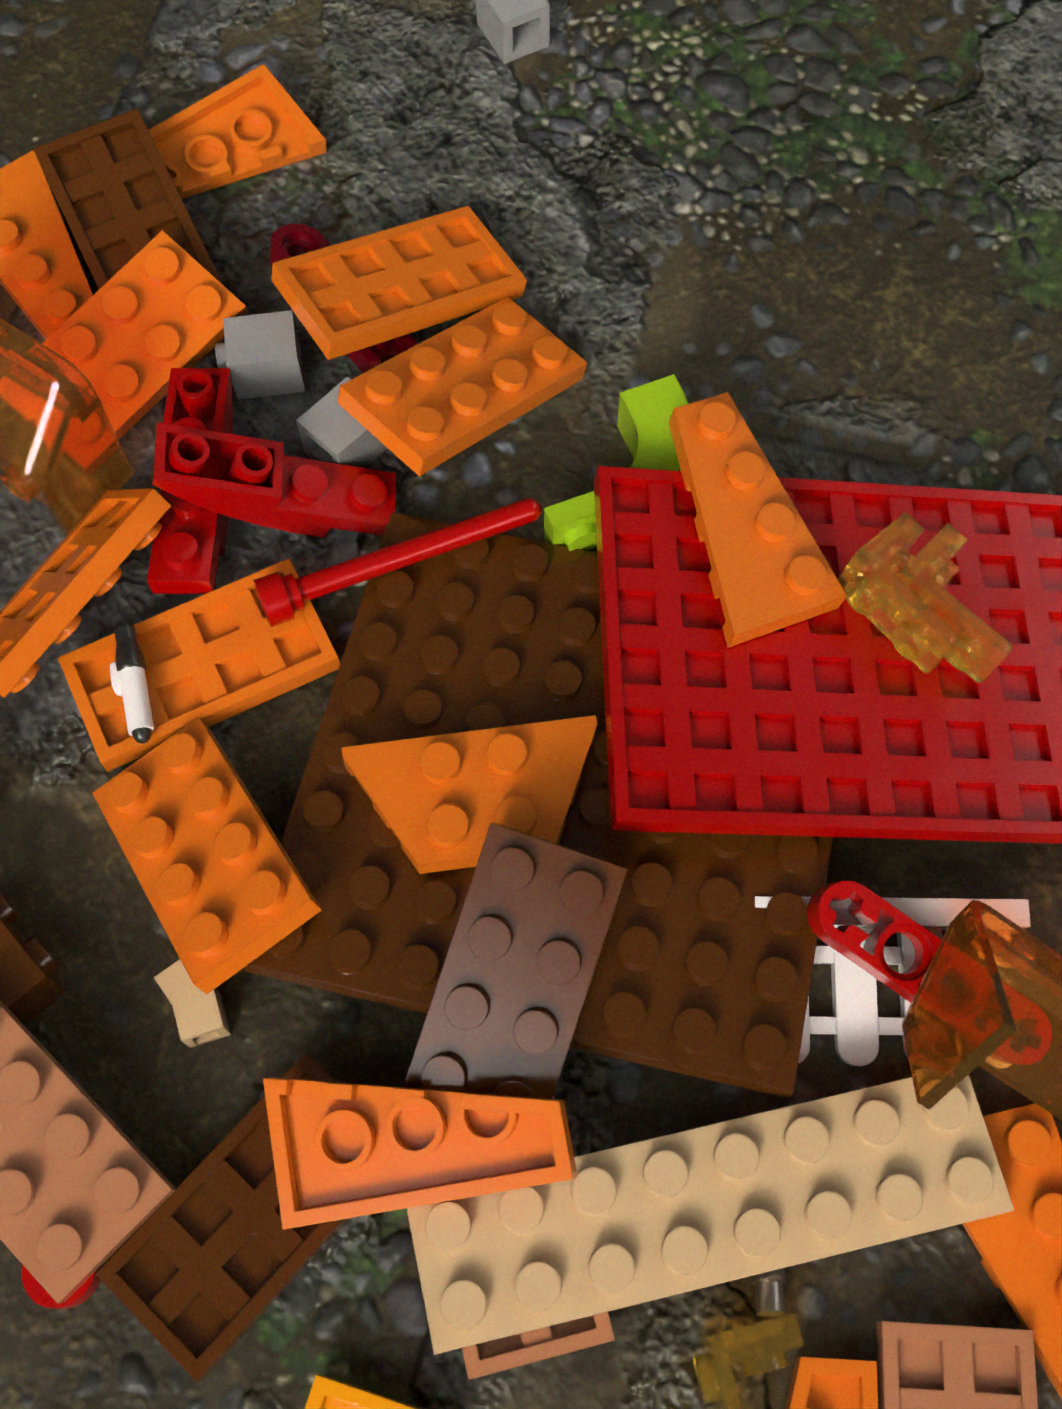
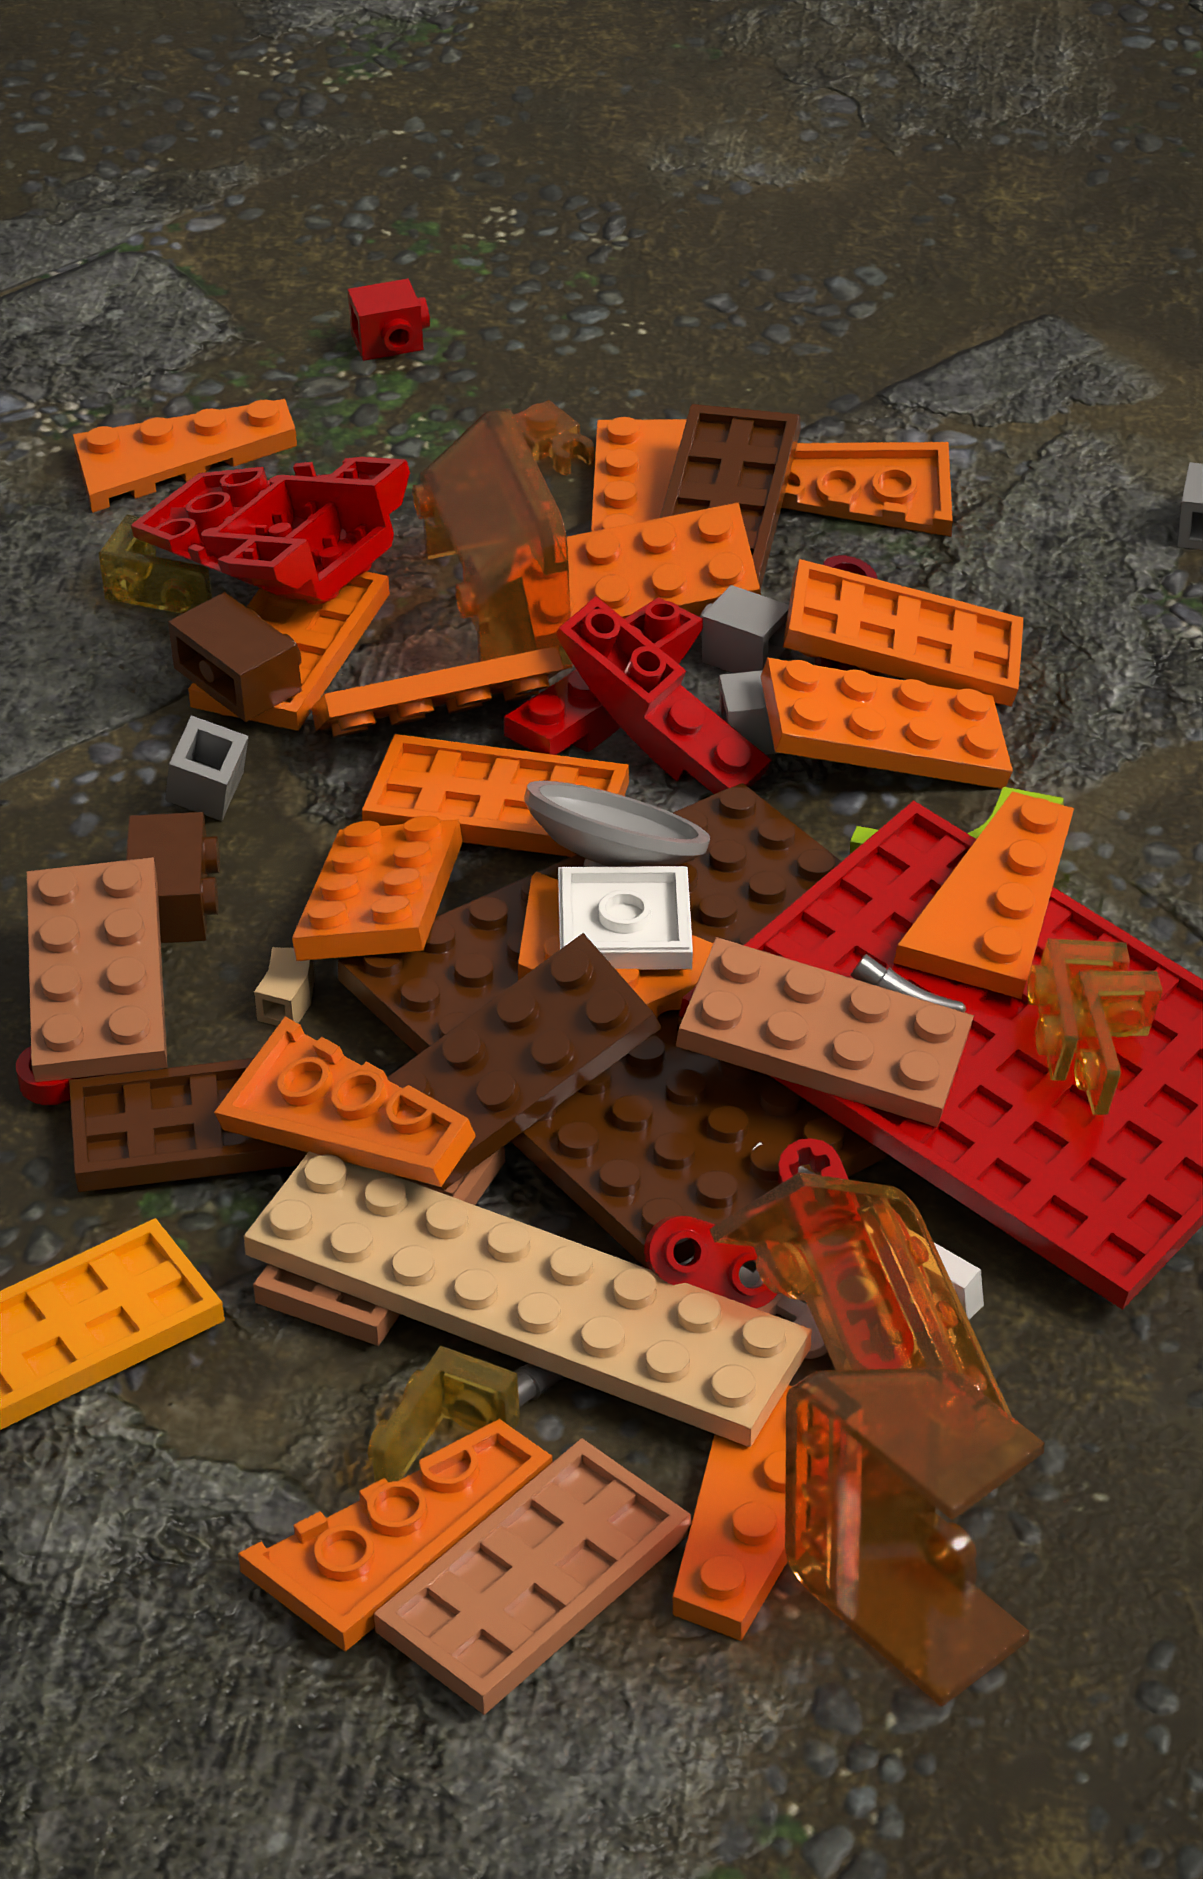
camera: 40 degrees right, 25 degrees down
(130, 682) = (430, 770): piece -> none
(286, 595) = (593, 770): red piece -> none
(374, 654) = (613, 827): none -> light grey dish
(475, 757) = (629, 914): none -> white tile
(750, 769) = (825, 1031): none -> nougat plate
(762, 679) = (874, 973): none -> flat silver helmet
(832, 1055) = (713, 1265): none -> red plate

